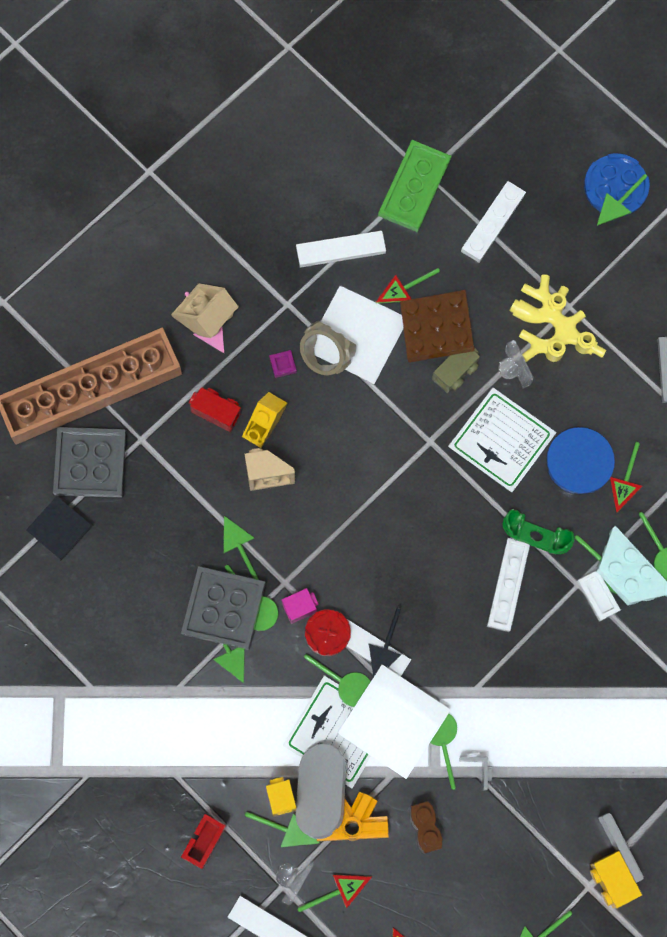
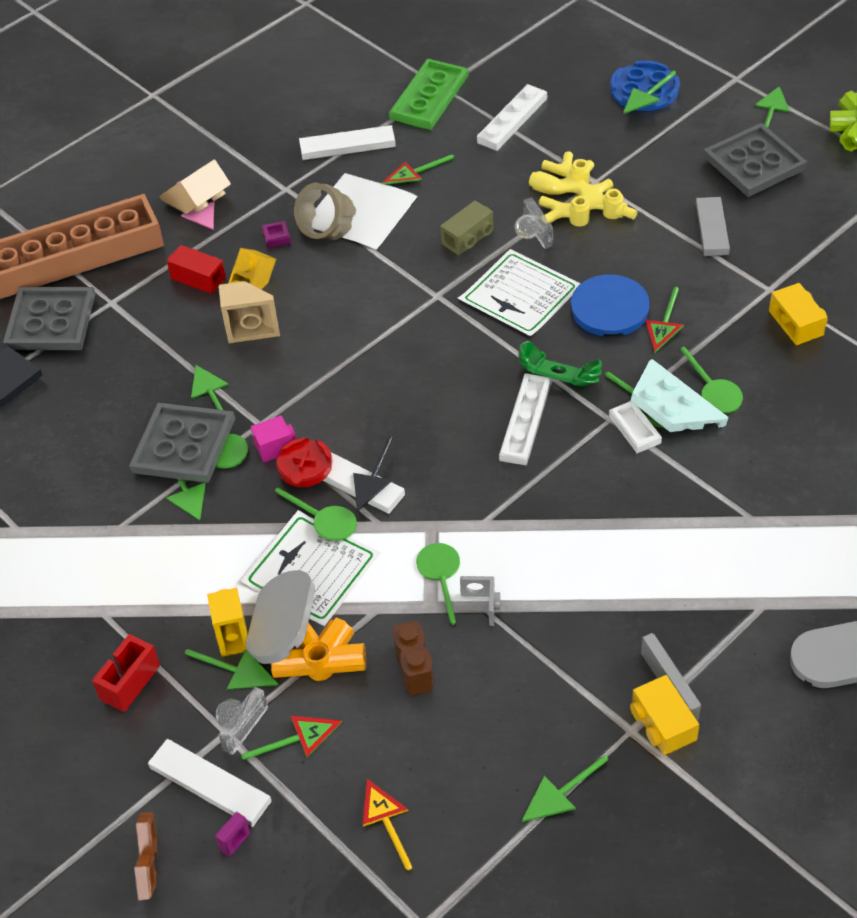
camera: 10 degrees right, 25 degrees down
(394, 721) = (380, 552): white sticker -> none
(437, 326) = (446, 191): reddish brown plate -> none

